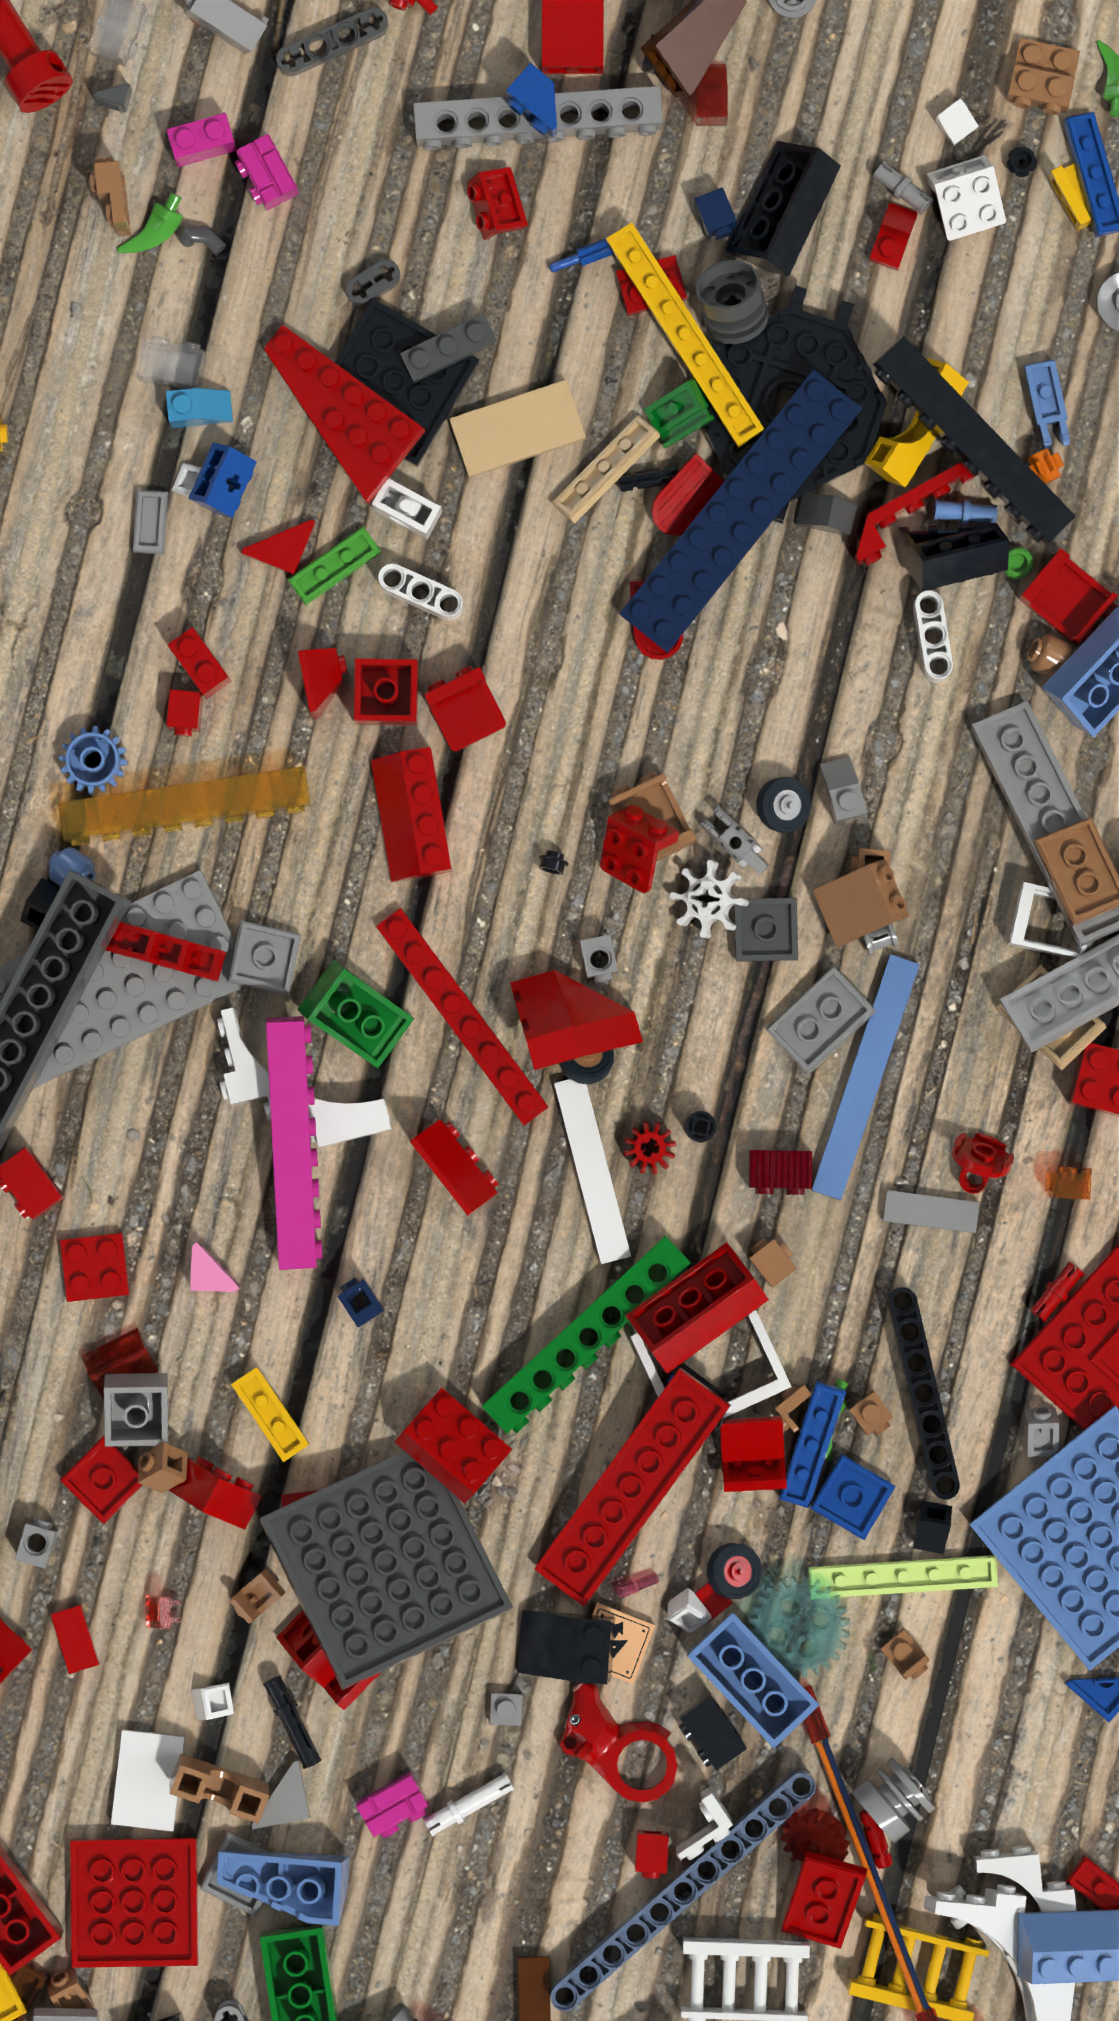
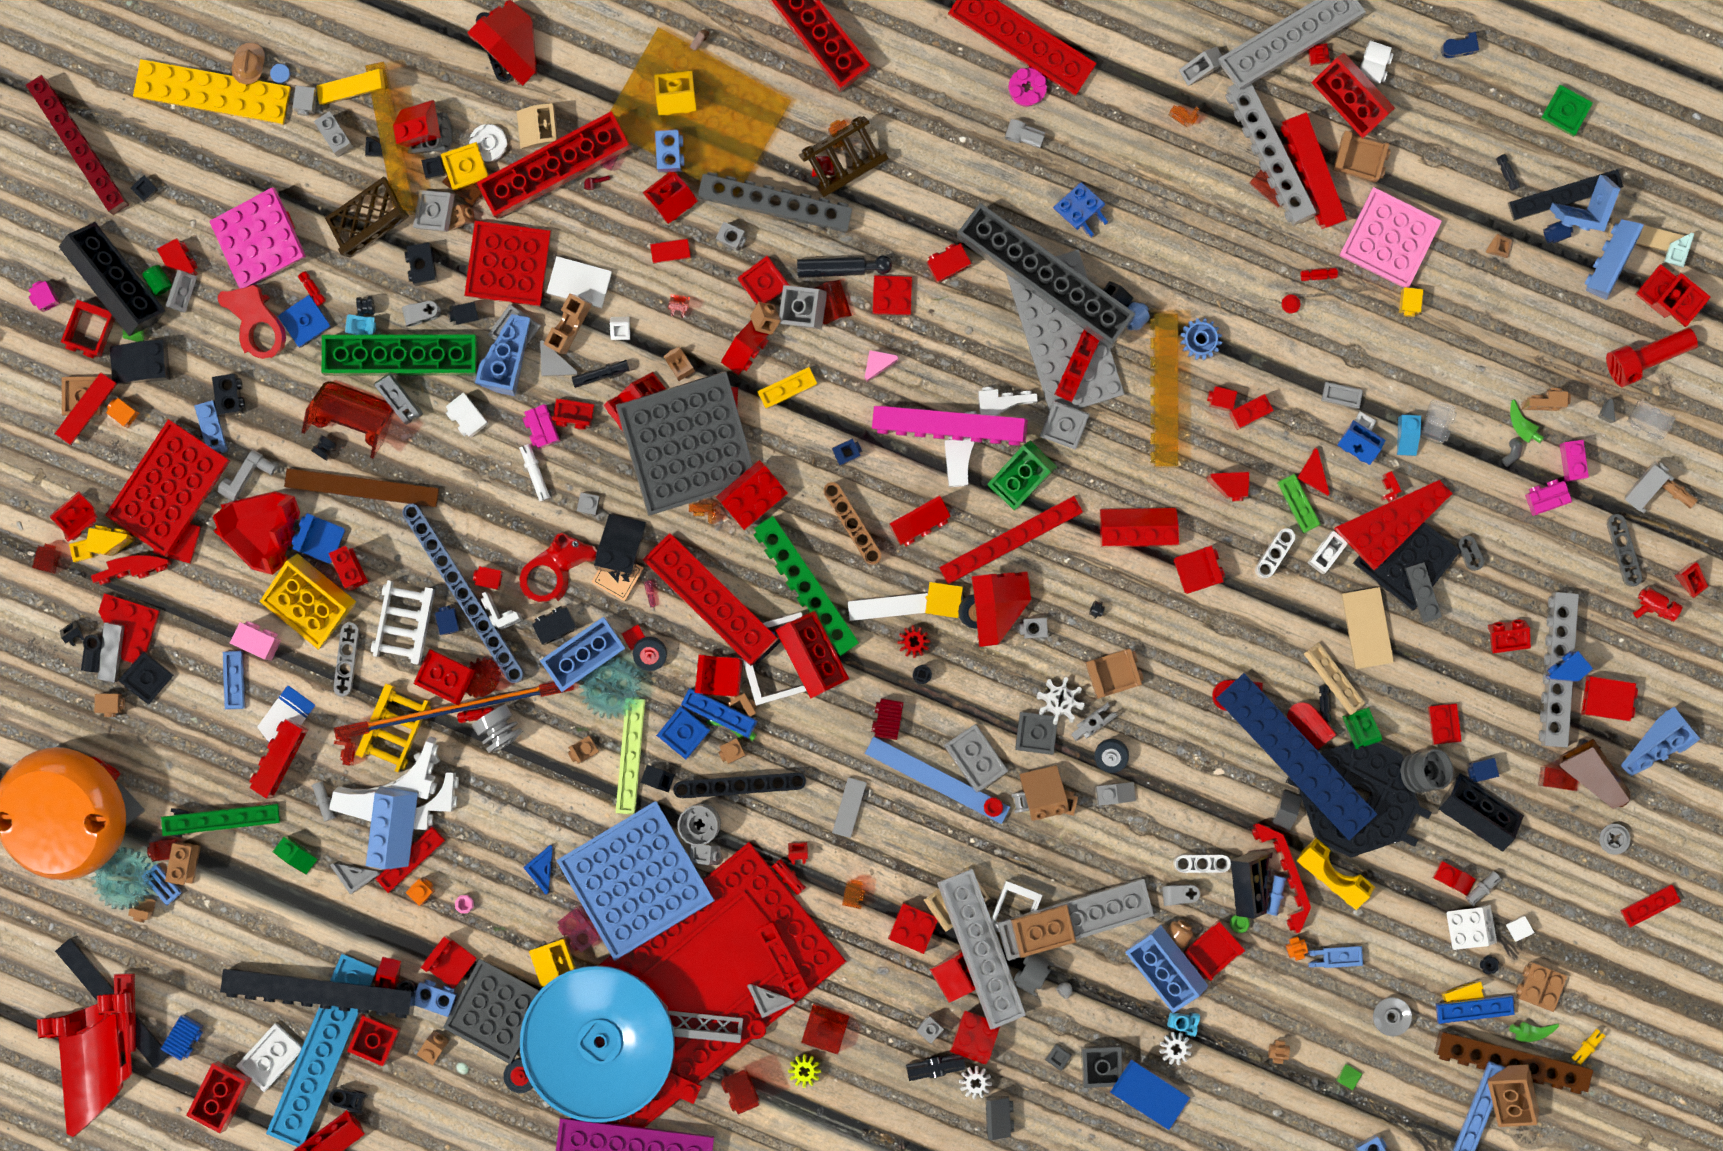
camera: 90 degrees right, 0 degrees up
(15, 624) = (1290, 304): none -> red plate
(59, 1356) = (841, 266): none -> black piece
(227, 1963) = (463, 313): none -> black brick
(280, 424) = (1390, 483): none -> red bracket
(364, 1756) = (573, 413): none -> red bracket
(386, 692) = (1216, 523): red brick -> none
(393, 1930) = (466, 415): none -> white brick
(460, 1282) = (851, 514): none -> medium nougat beam
(490, 1526) = (700, 509): none -> clear orange bracket
(575, 1110) = (943, 600): none -> yellow piece
(585, 255) = (1471, 695): blue axle -> none
(633, 846) = (1099, 658): red bracket -> none
(685, 334) = (1410, 739): yellow plate -> none
(687, 1611) = (629, 622): white slope -> none
(731, 1908) = (447, 621): none -> dark blue brick
(772, 1260) = (834, 706): medium nougat brick -> none
(895, 981) = (993, 807): none -> red tile
(973, 440) = (1319, 906): black brick -> none
(982, 1157) = (878, 842): red tile -> none
(989, 669) = (1177, 894): none -> light grey piece
(1006, 1464) = (689, 829): none -> light grey wheel
(1014, 1283) = (798, 851): none -> red tile

